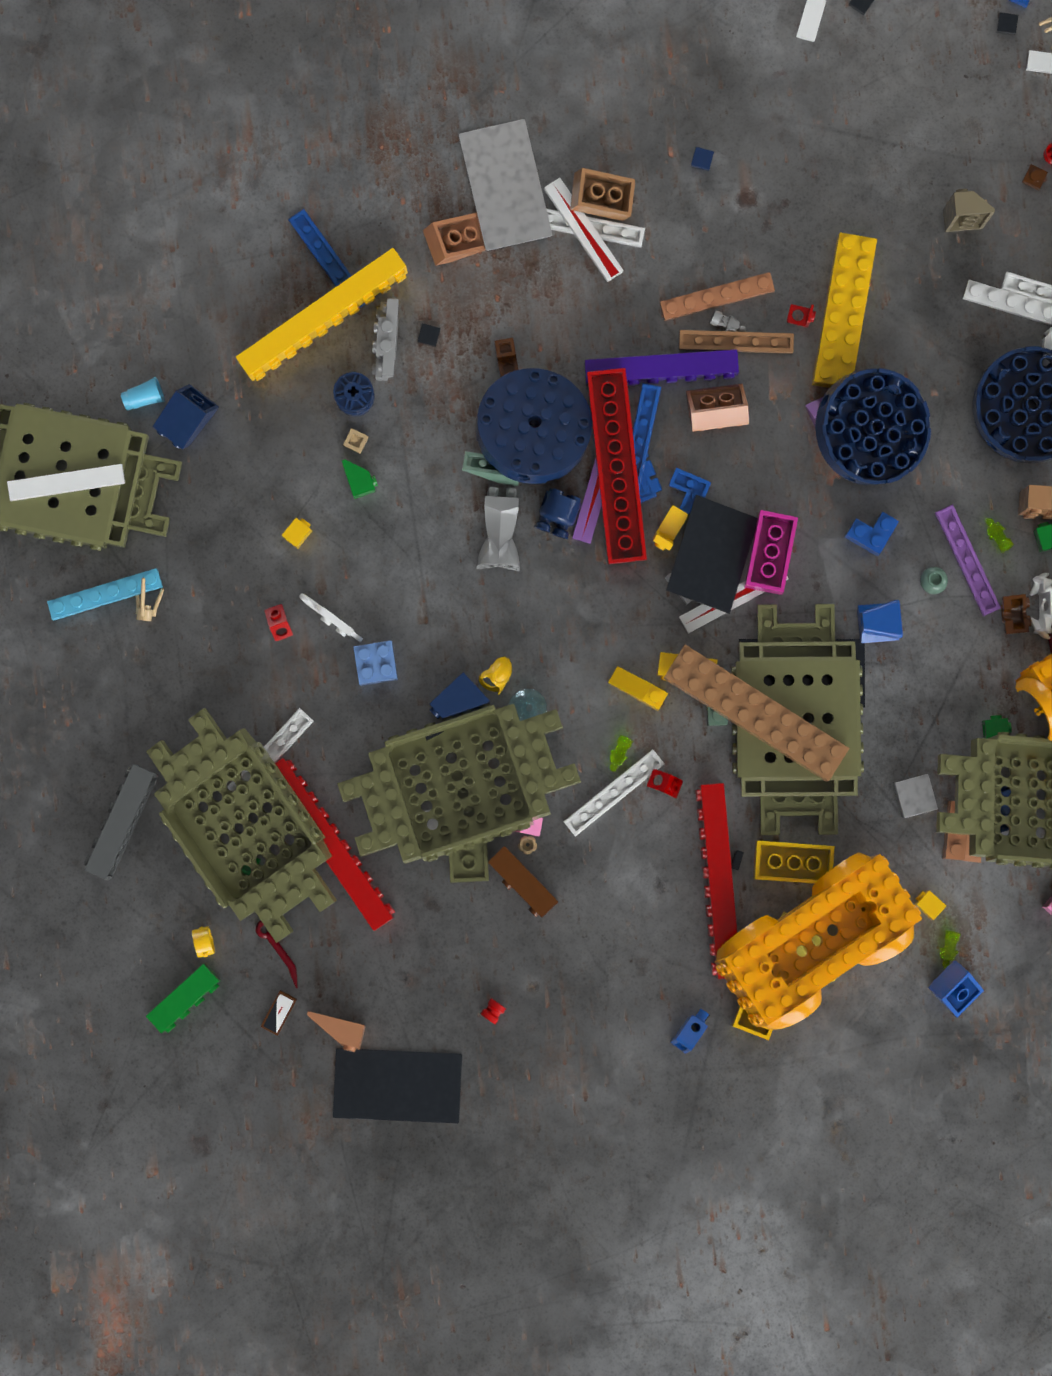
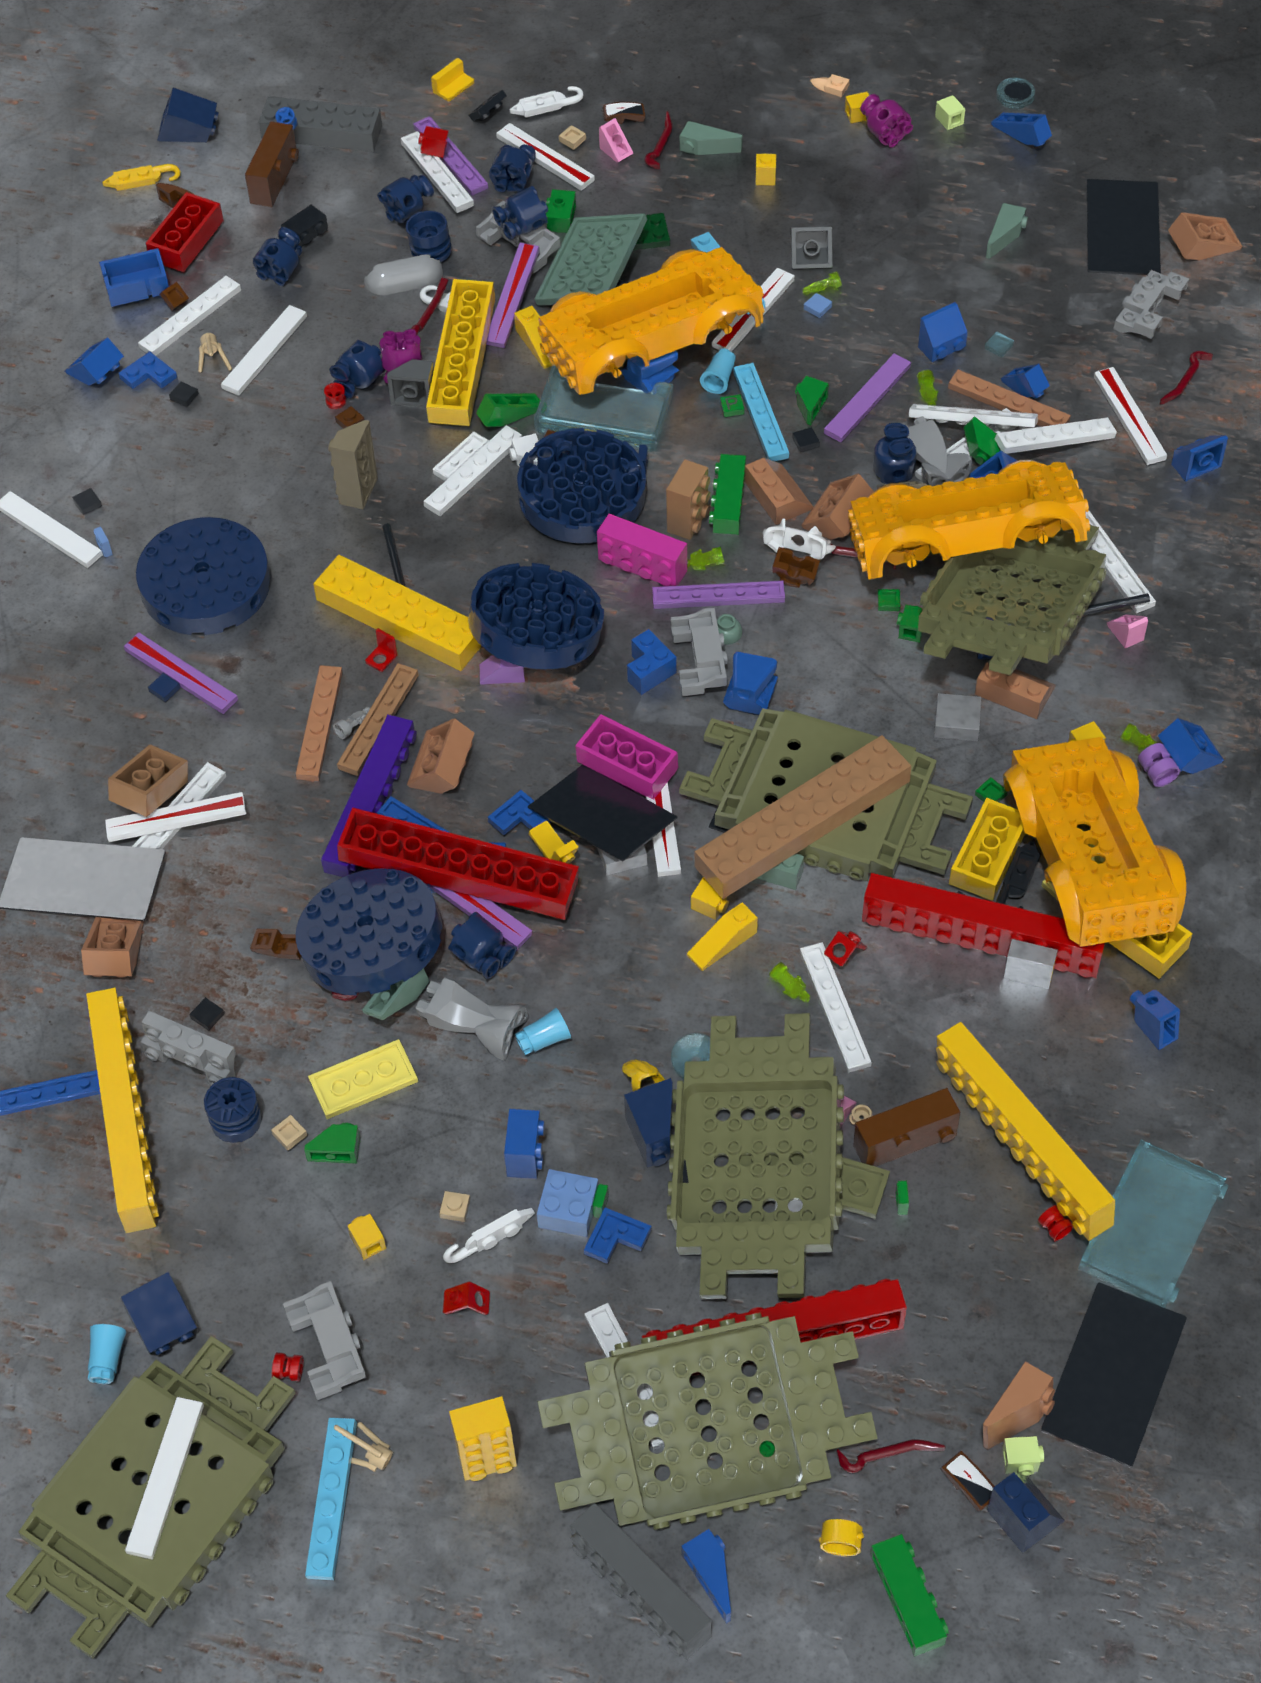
camera: 65 degrees left, 30 degrees down
(153, 861) = (707, 1562): none -> blue slope
(168, 681) = (483, 1439): none -> yellow brick
(182, 523) = (288, 1366): none -> red wheel
(213, 544) = (338, 1346): none -> light grey bracket
(269, 1057) = (1022, 1511): none -> dark blue slope
(308, 1042) = (1022, 1455): none -> yellowish green brick
(346, 583) = (454, 1206): none -> tan plate
(370, 702) = (615, 1229): none -> blue plate
(389, 684) = (600, 1200): none -> green tile
(405, 613) = (522, 1149): none -> blue brick
(420, 473) = (363, 1079): none -> light yellow tile
(471, 896) = (902, 1198): none -> green tile
(504, 588) = (543, 1032): none -> medium azure plant
(521, 1080) = (1156, 1224): none -> clear light blue windscreen
(550, 966) = (1025, 1132): none -> yellow brick
(699, 926) = (1030, 964): none -> flat silver piece
(721, 164) = (186, 675): none -> medium lavender tile
(779, 891) = (1019, 872): none -> black plate
(822, 37) = (102, 542): none -> medium blue tile
(823, 109) = (203, 575): none -> dark blue brick
(854, 844) = (992, 790): none -> green tile
(900, 282) = (393, 554): none -> black piece
(901, 574) = (707, 646): none -> light grey bracket
(921, 973) = (1158, 764): none -> medium lavender wheel
(978, 483) = (642, 551): none -> dark pink brick
(1016, 700) = (888, 599): none -> green tile

